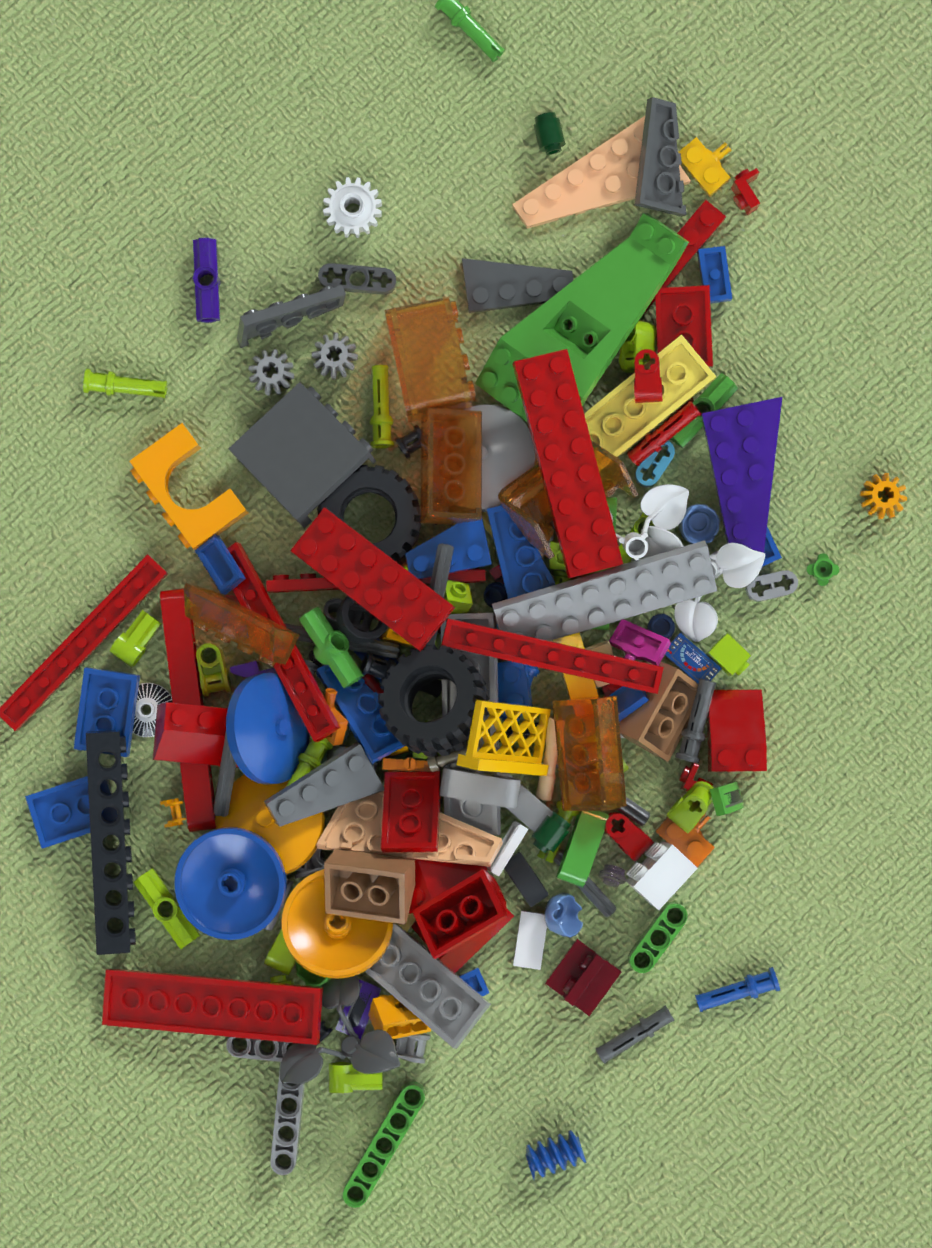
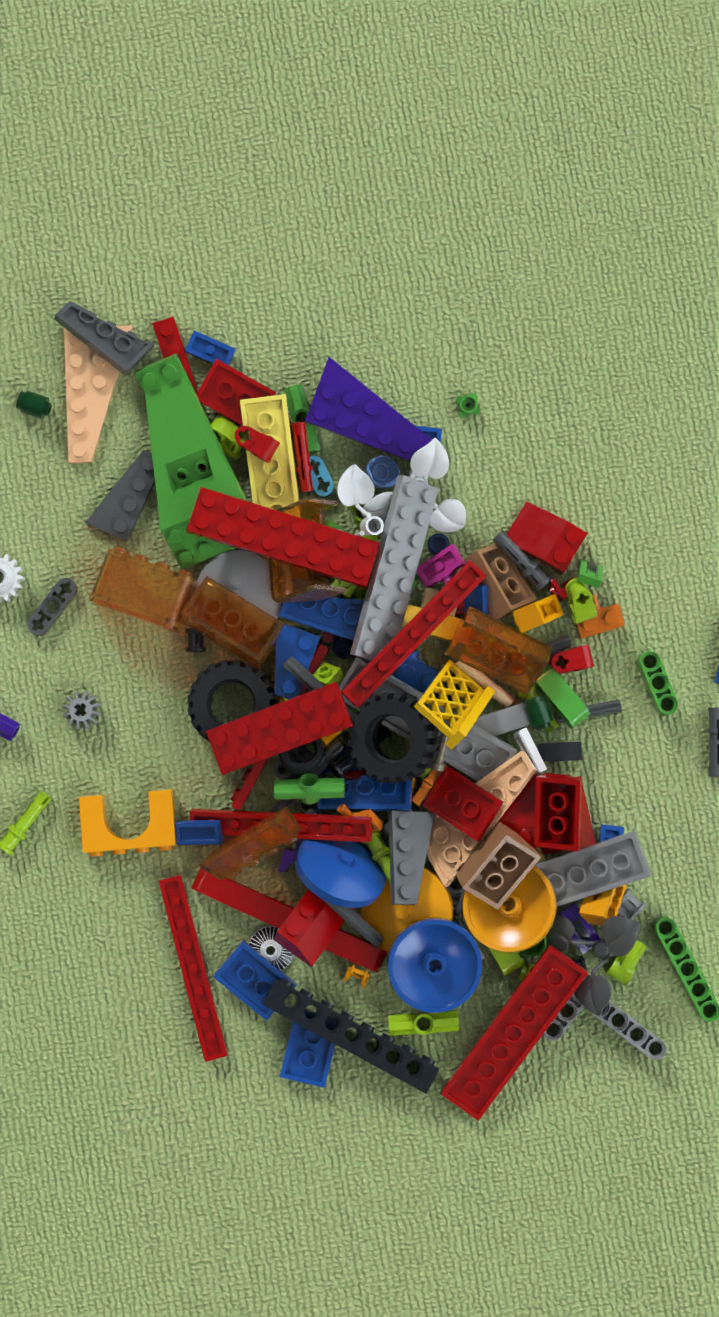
camera: 60 degrees left, 0 degrees up
(131, 645) = (216, 930): lime piece -> none
(213, 671) = (273, 885): lime piece -> none
(288, 313) = (47, 672): dark grey wing -> none
(301, 452) = (154, 723): dark grey panel -> none
(344, 357) = (93, 664): light grey gear -> none
(381, 419) = (166, 652): lime pin -> none
(480, 787) = (475, 743): light grey beam -> none
(530, 940) = (604, 774): white tile -> none
(562, 915) = (601, 741): medium blue hair -> none
(583, 977) = (653, 753): dark red bracket -> none
(612, 875) = (594, 688): plate -> none
(652, 770) = (537, 613): none -> light orange brick
(660, 873) = (615, 652): white brick -> none
(691, 659) = (475, 537): blue tile -> none
(705, 165) = (127, 308): yellow plate -> none
(729, 655) = (488, 509): lime brick -> none
(744, 195) = (166, 294): red bracket -> none
(772, 592) = (462, 450): light grey beam -> none
(890, 488) = (451, 333): light orange gear -> none

